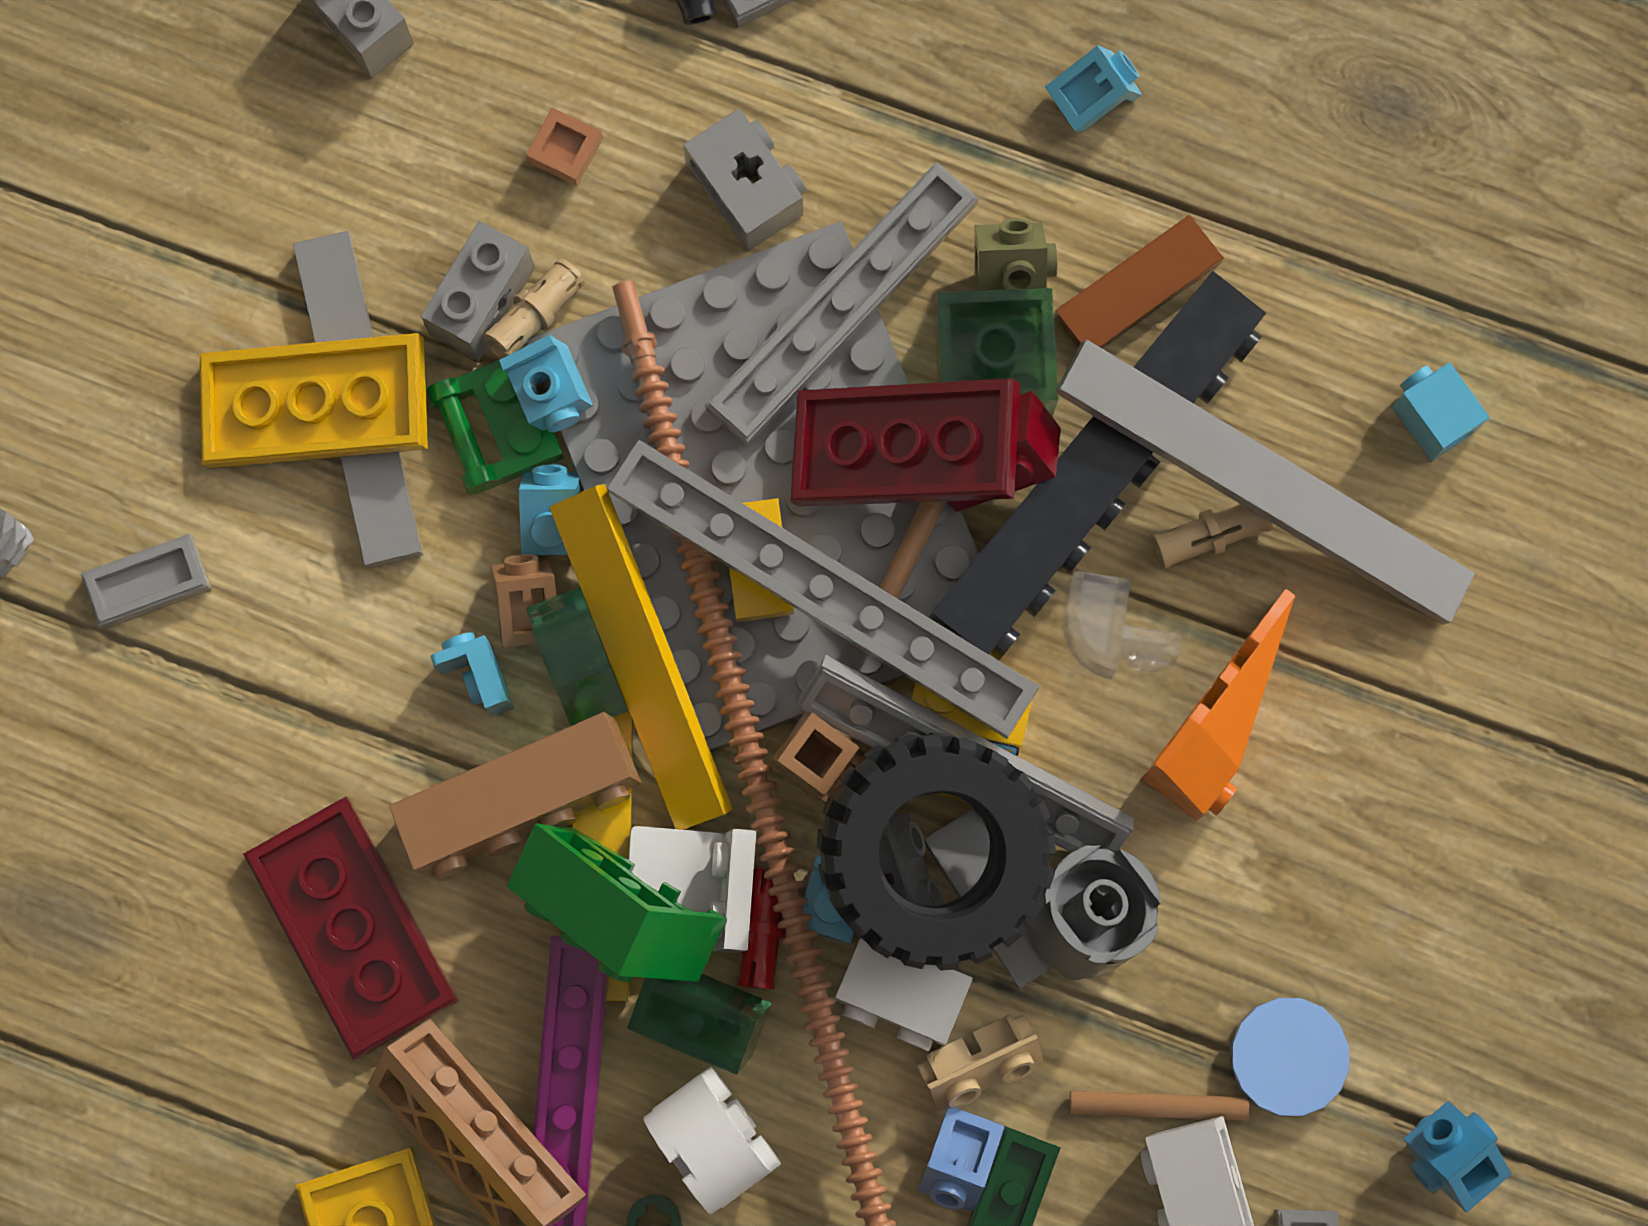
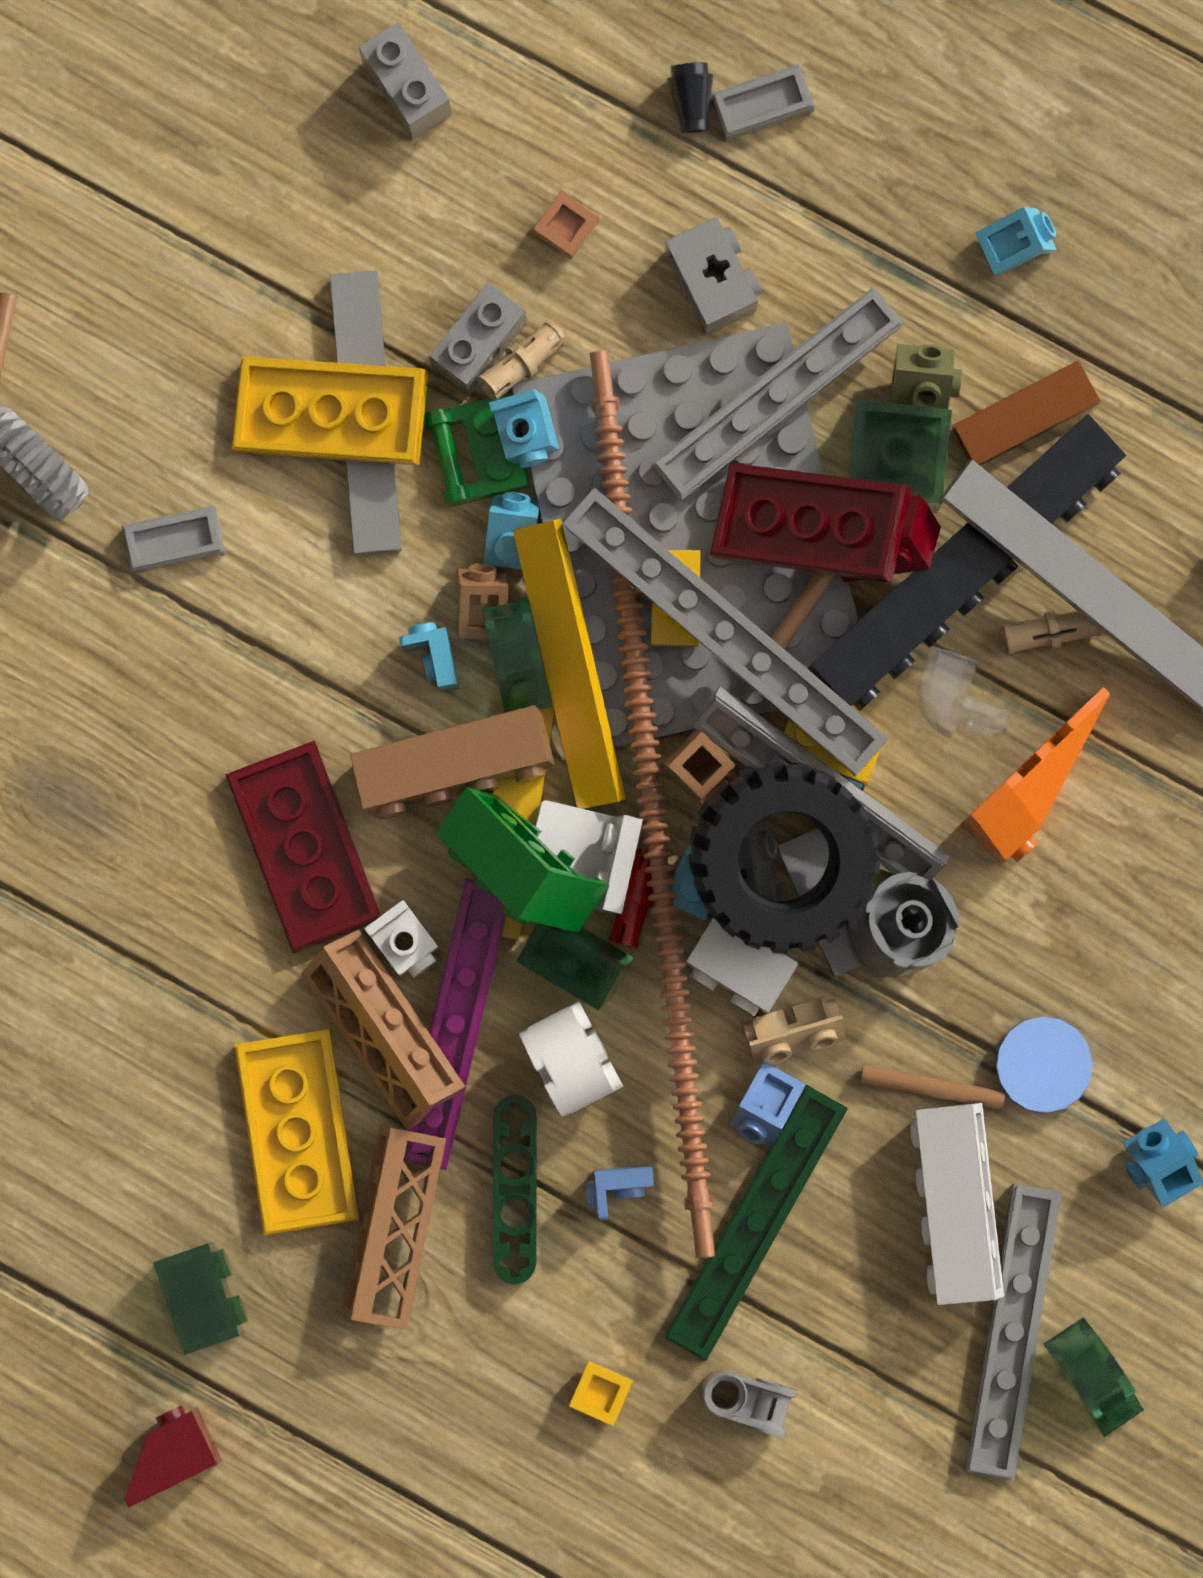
camera: 10 degrees right, 5 degrees up
(465, 1009) = (397, 921): none -> white brick

